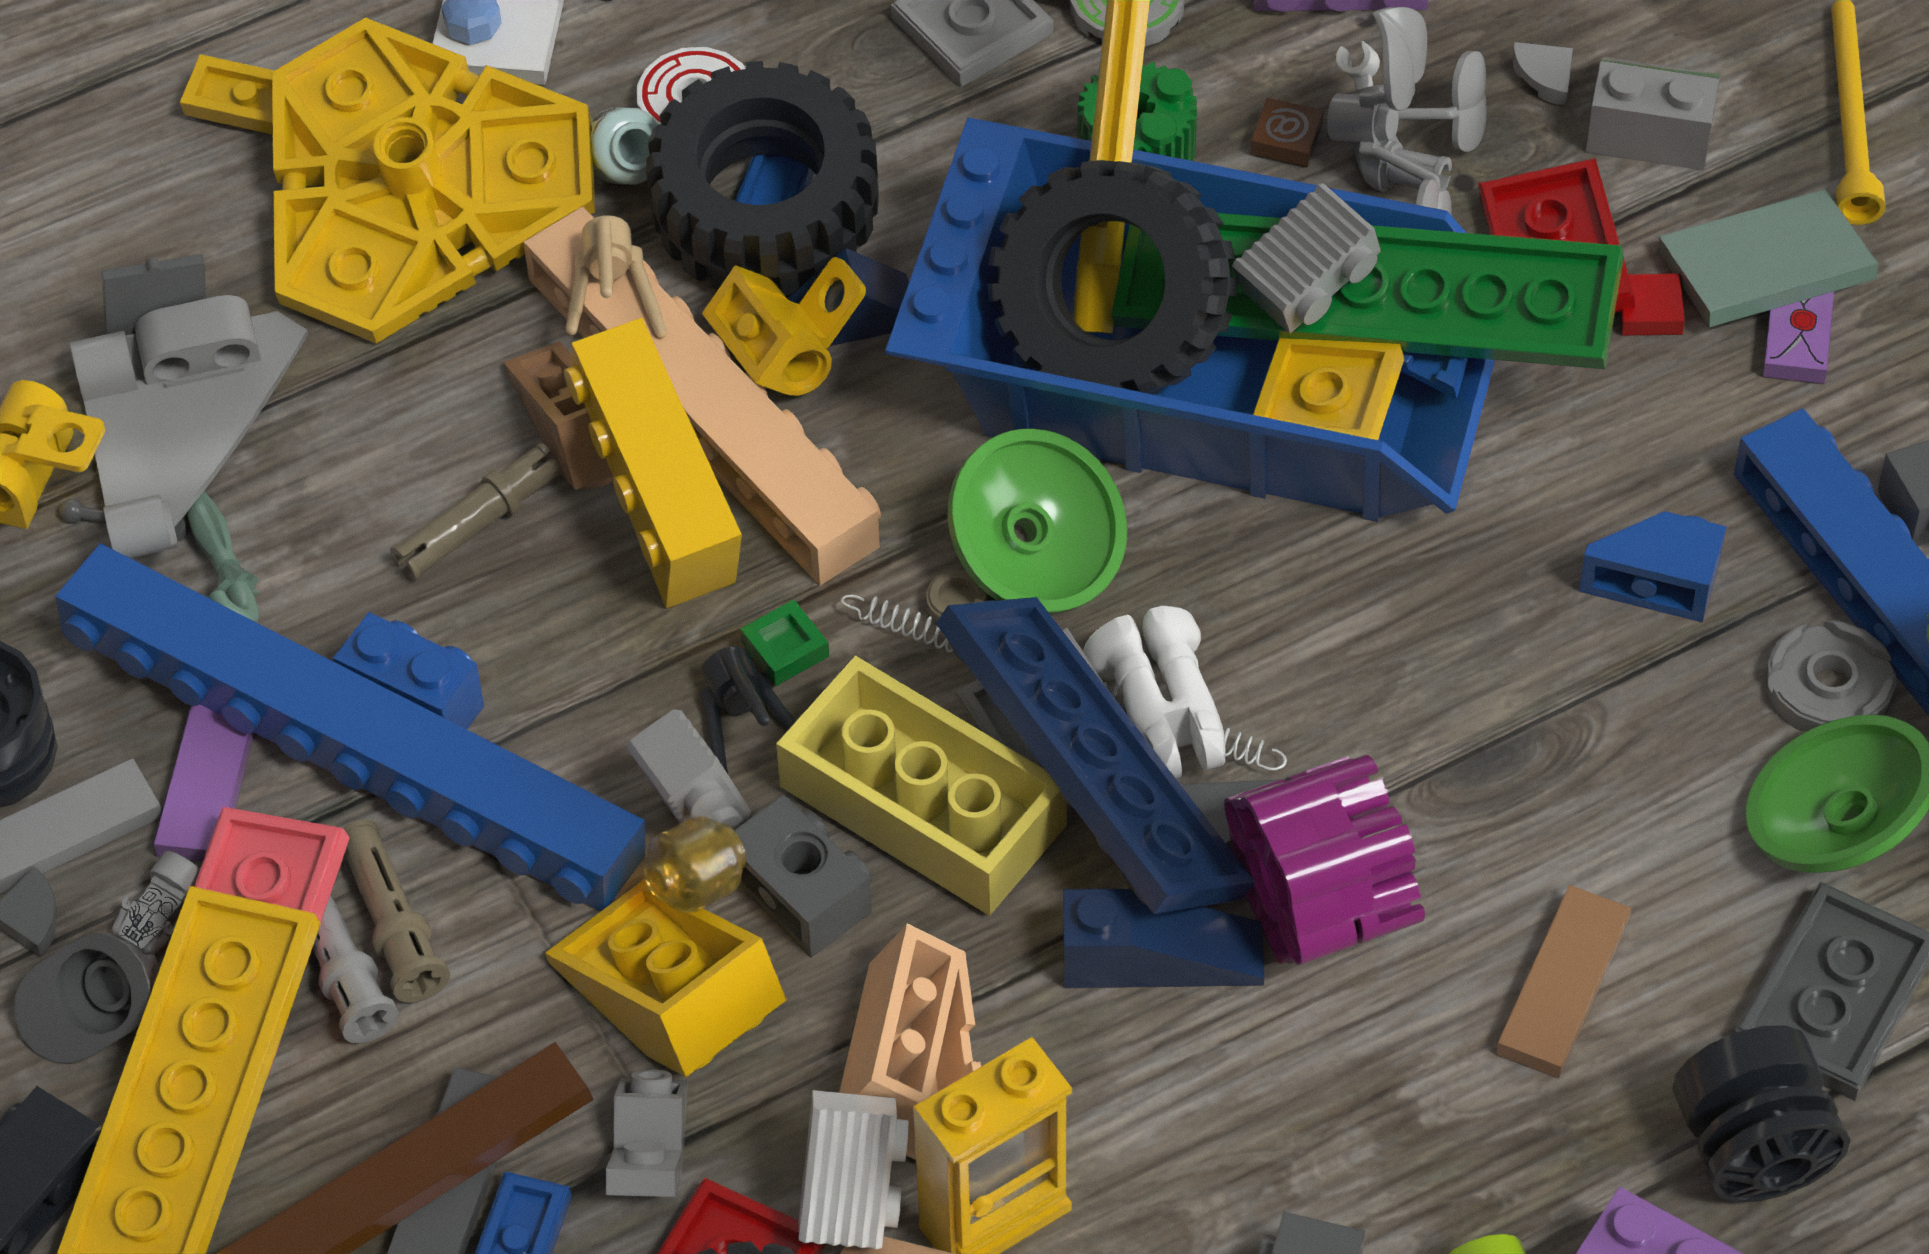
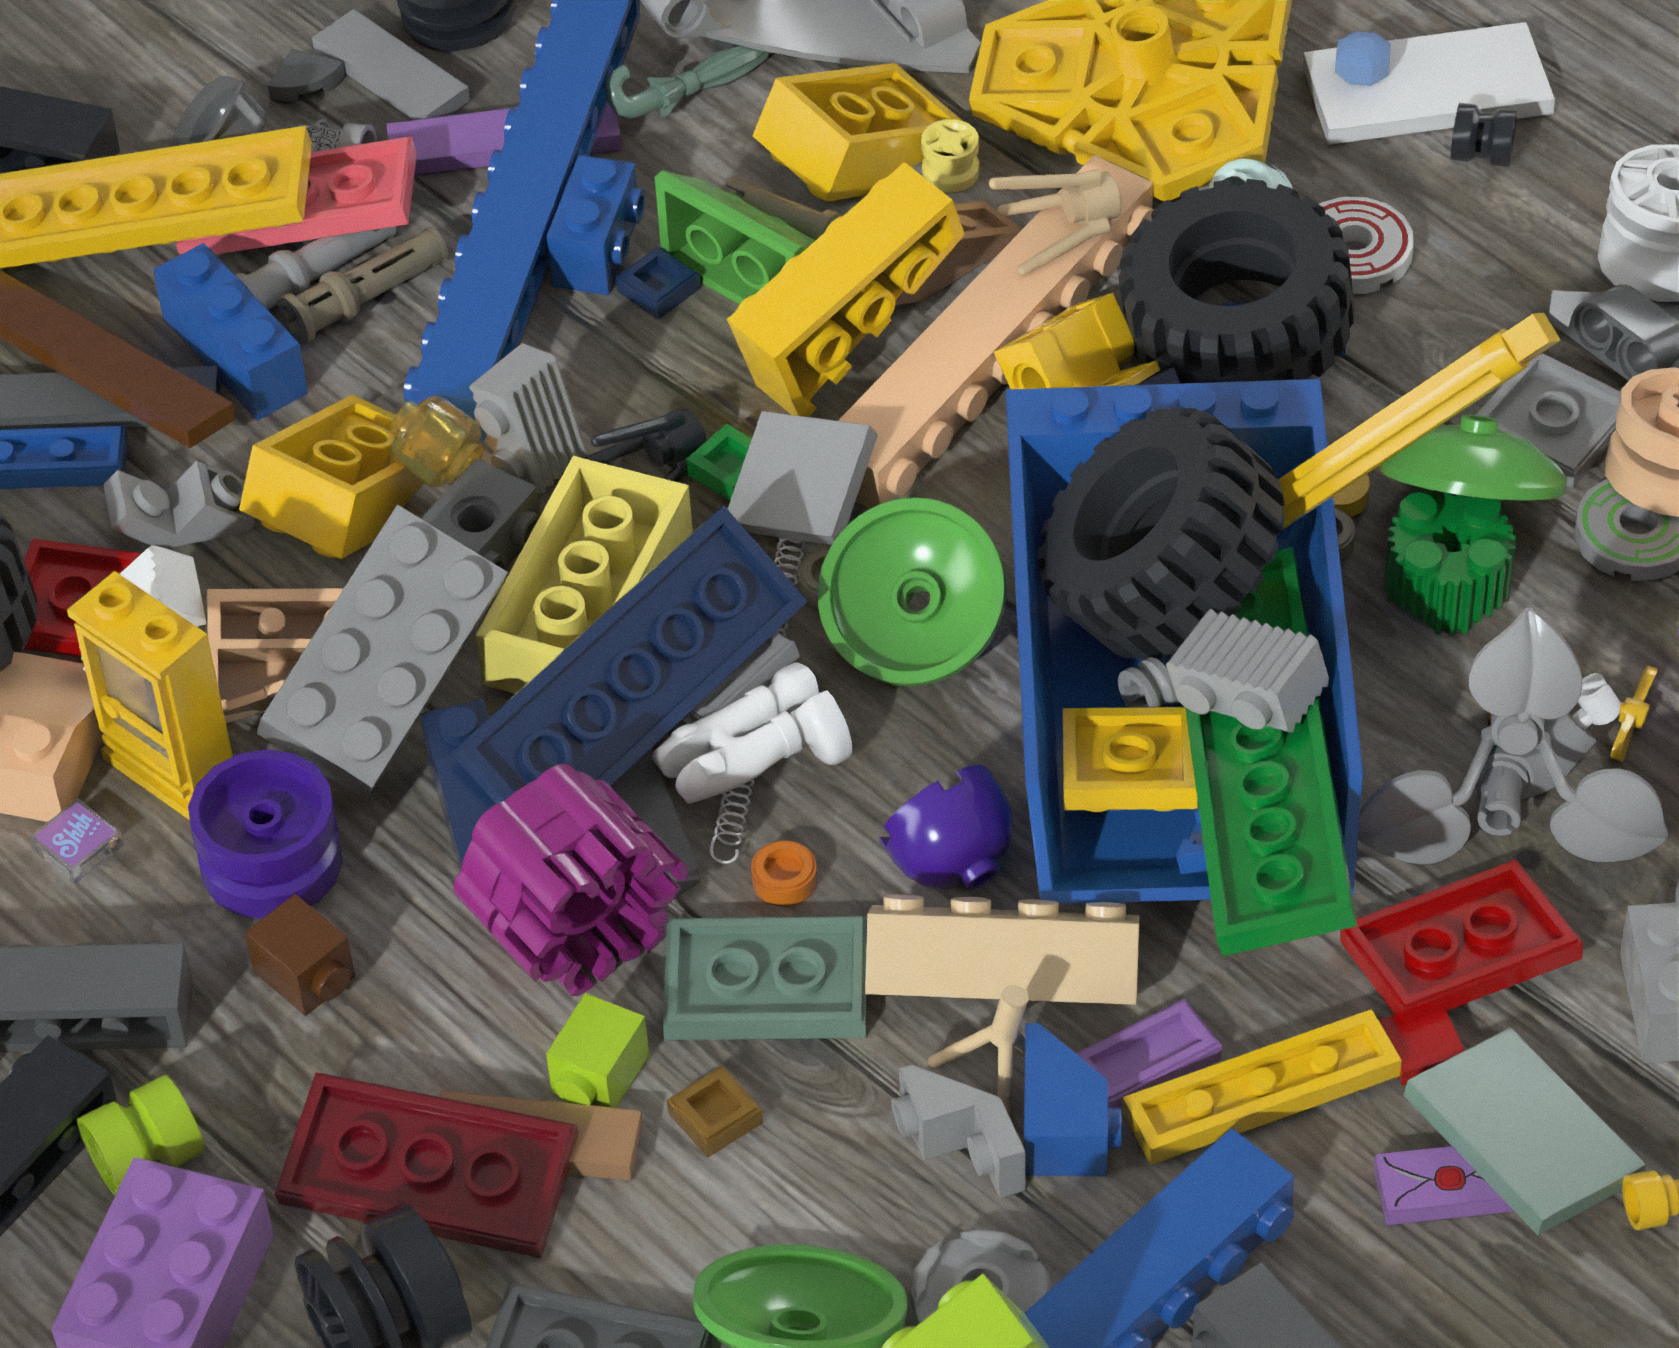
camera: 75 degrees right, 5 degrees down
(369, 435) = (847, 126): none -> yellow slope
(419, 1039) = (230, 331): none -> blue brick
(448, 357) = (950, 155): none -> light yellow wheel
(499, 654) = (658, 282): none -> dark blue tile
(515, 558) = (722, 236): none -> bright green slope
(858, 574) = (801, 477): none -> light grey tile
(987, 945) = (381, 652): none -> light grey brick
(1045, 72) = (1477, 462): none -> bright green dish
(1154, 1121) = (265, 832): none -> dark purple wheel
(1239, 365) = (1147, 685): none -> light grey bush
(1304, 1126) = (300, 955): none -> reddish brown brick
(1312, 718) = (784, 873): none -> orange tile
(1315, 50) = (1633, 714): none -> yellow piece
(1333, 562) = (952, 833): none -> dark purple cylinder
(1440, 754) = (765, 978): none -> sand green tile
(1489, 559) = (983, 950): none -> tan brick
(1500, 903) = (597, 1053): none -> lime brick
(1575, 833) = (714, 1111): none -> pearl gold tile
(1579, 1073) = (460, 1164): none -> dark red tile
(1592, 573) = (1002, 1033): none -> tan plant
(1602, 488) = (1153, 1051): none -> medium lavender tile
(1642, 655) = (956, 1116): none -> light grey slope
(1673, 417) = (1261, 1086): none -> yellow plate

